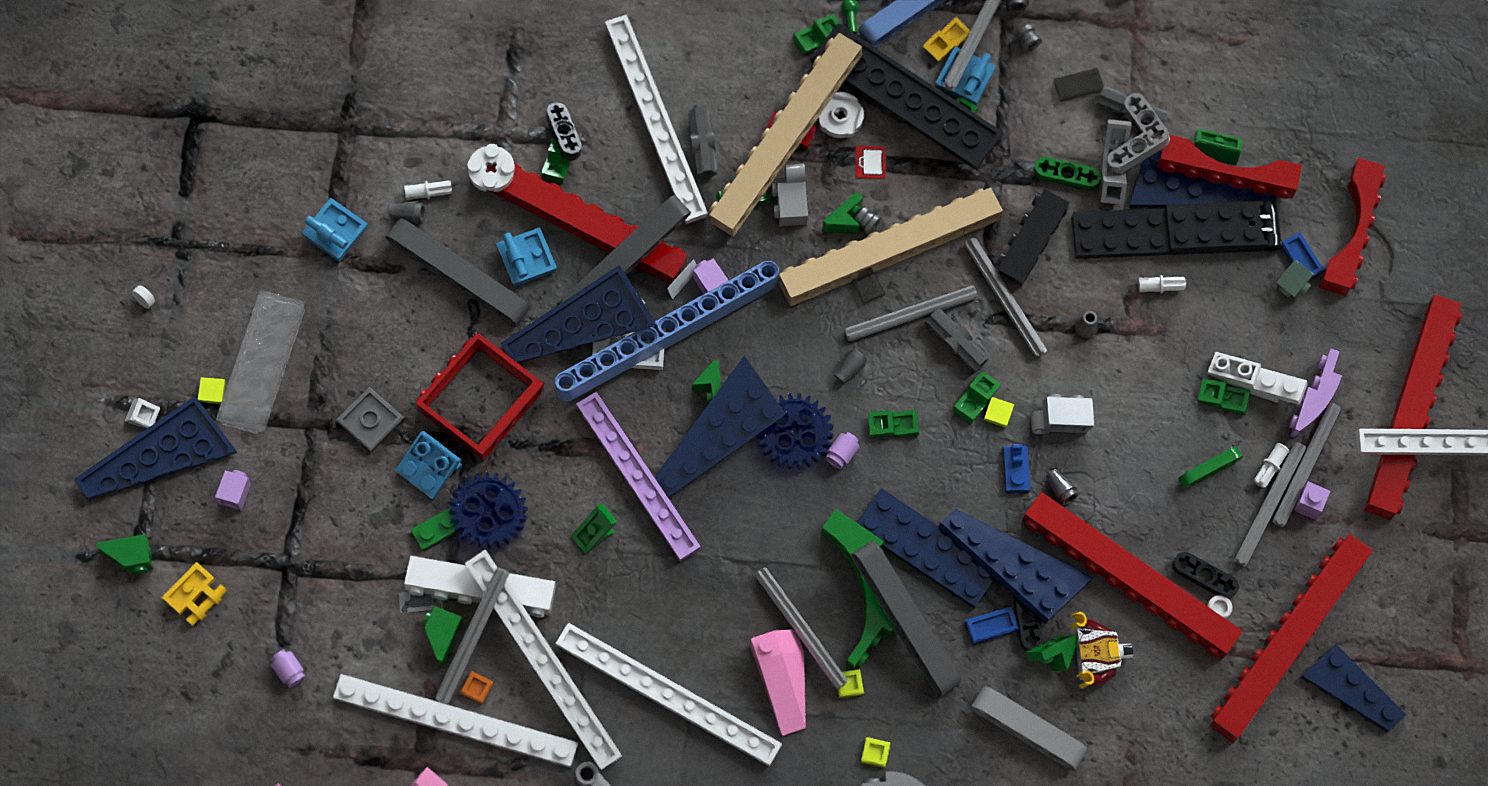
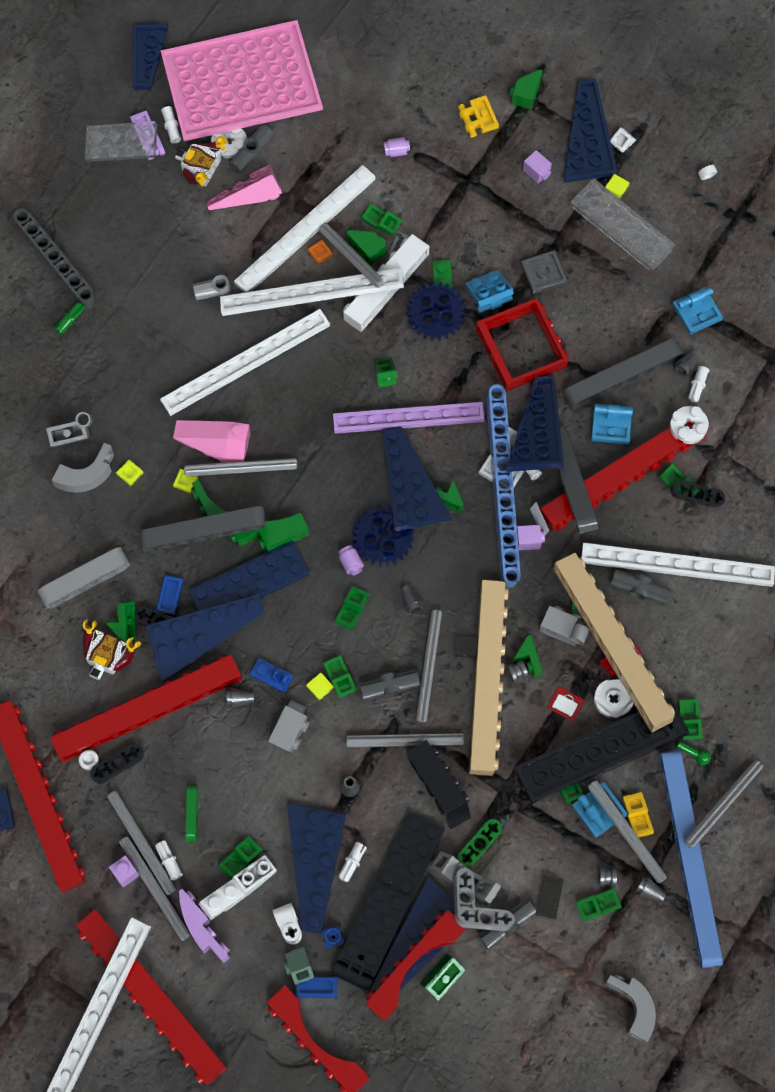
camera: 125 degrees right, 0 degrees up
(396, 637) = (380, 220): none -> green slope
(1058, 36) = (599, 905): none -> green slope
(1171, 327) = (315, 849): none -> dark blue wing
(1245, 259) = (338, 940): none -> blue plate
(1259, 314) = (287, 921): none -> white piece

